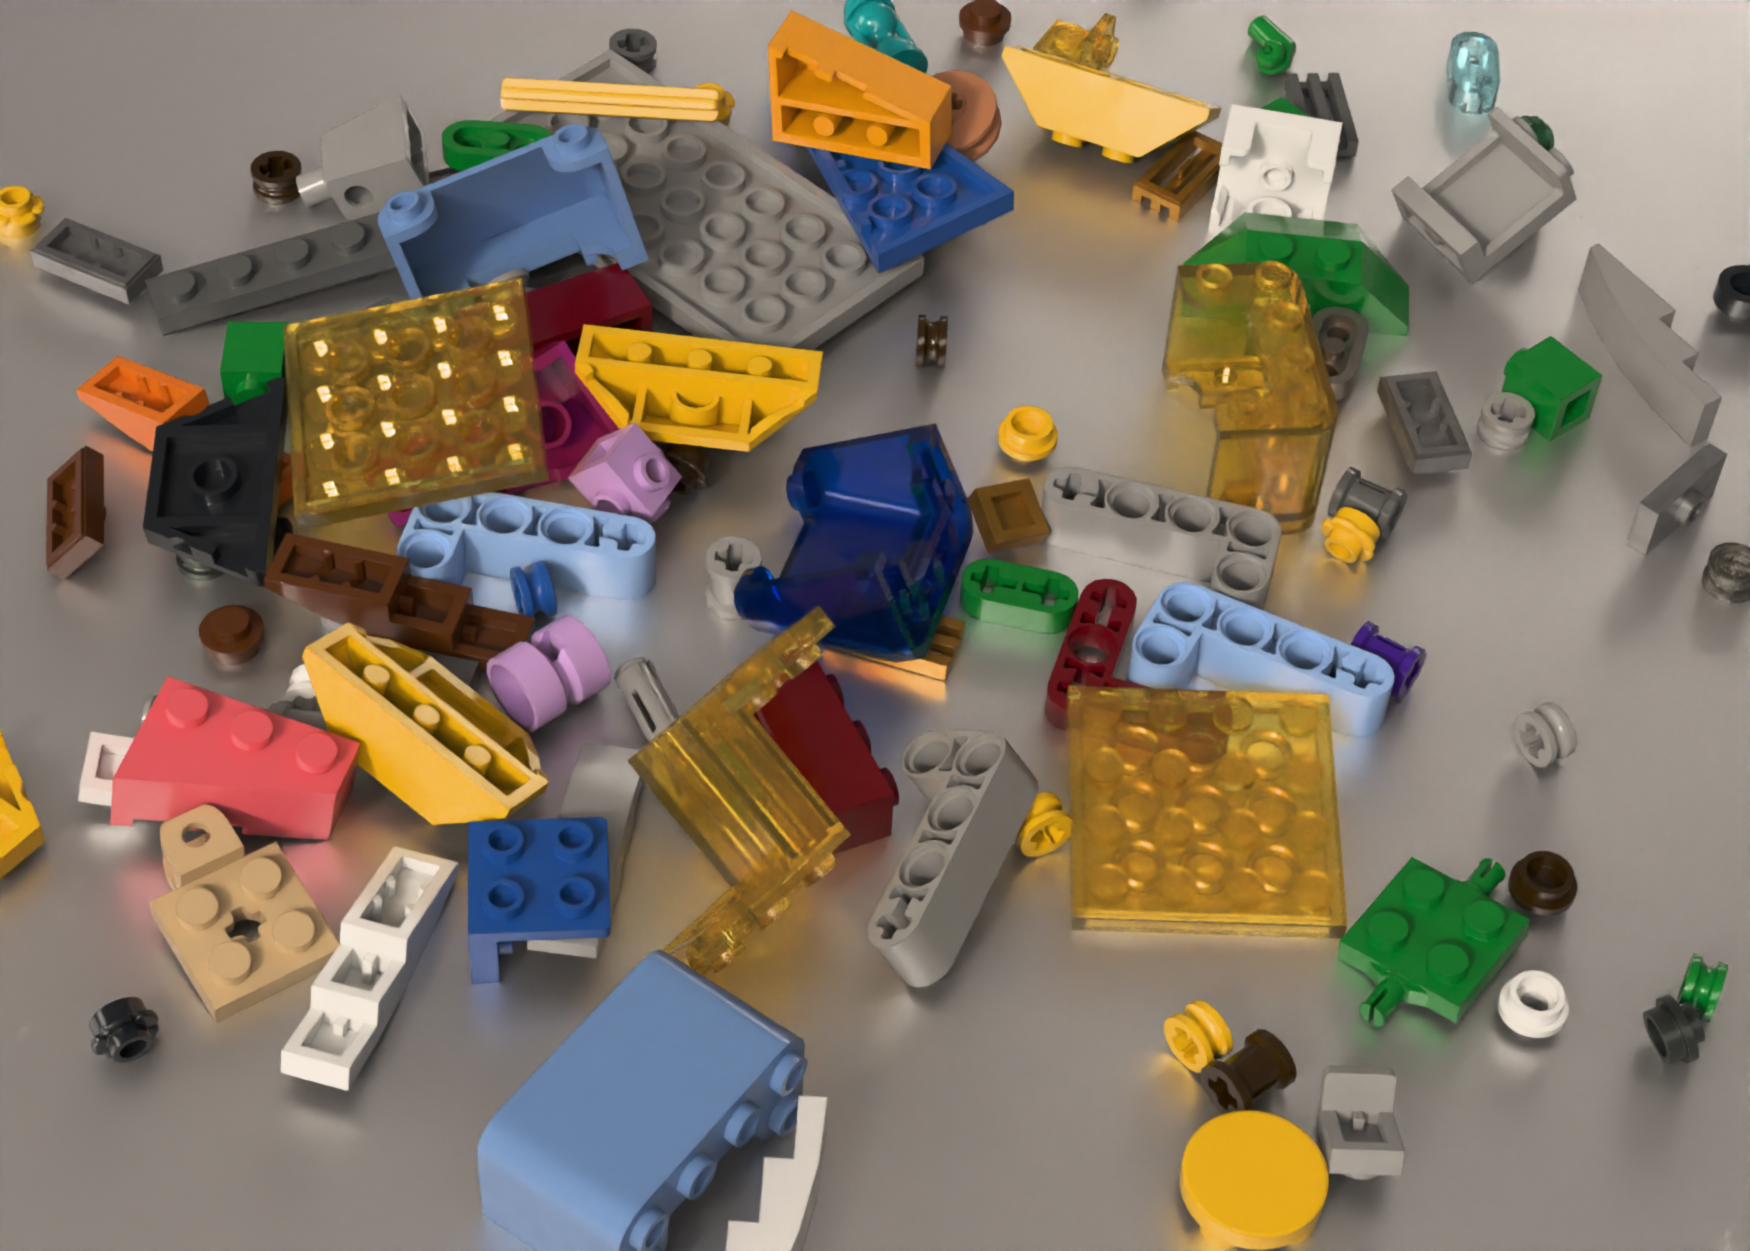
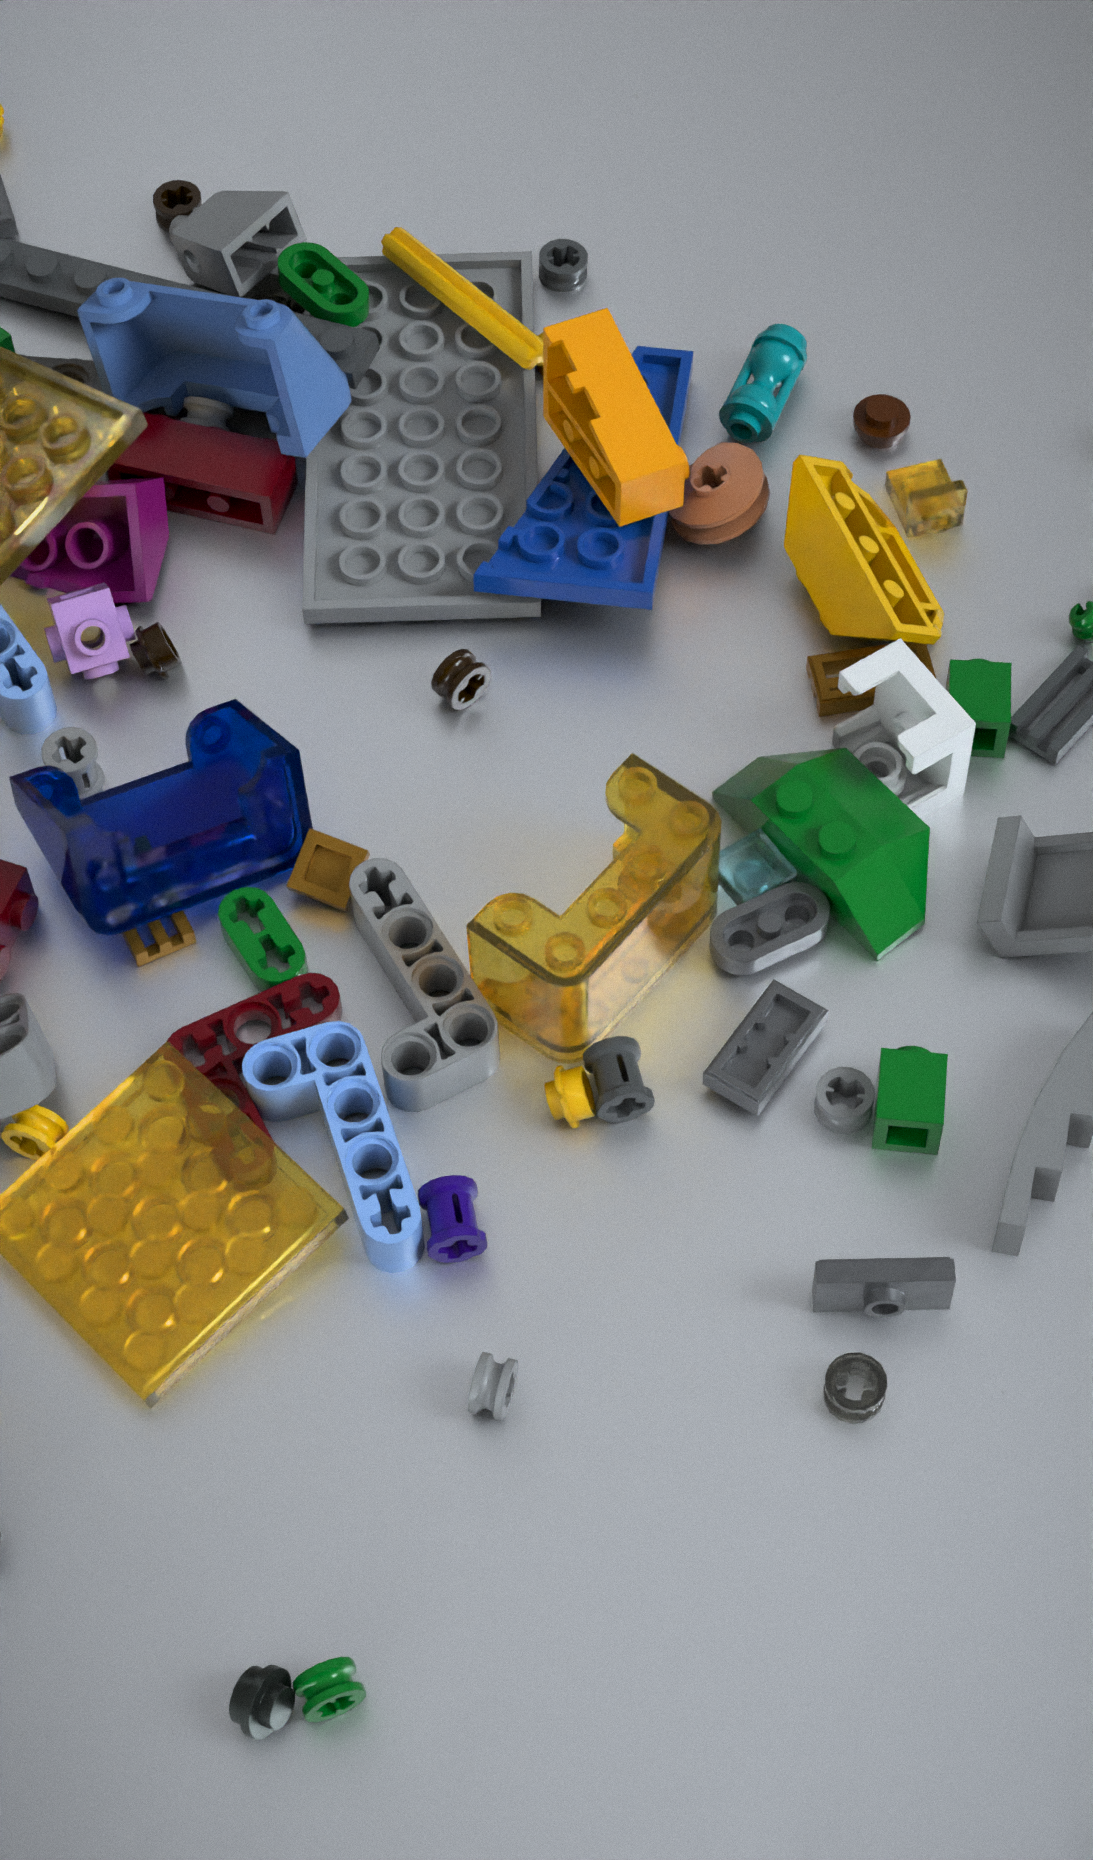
camera: 50 degrees right, 10 degrees up
(696, 386) = (206, 589): yellow wedge -> none
(1028, 434) = (438, 814): yellow plate -> none
(1432, 940) = (196, 1468): green plate -> none
(1535, 990) = (191, 1566): white plate -> none
(1543, 883) = (333, 1501): dark brown plate -> none

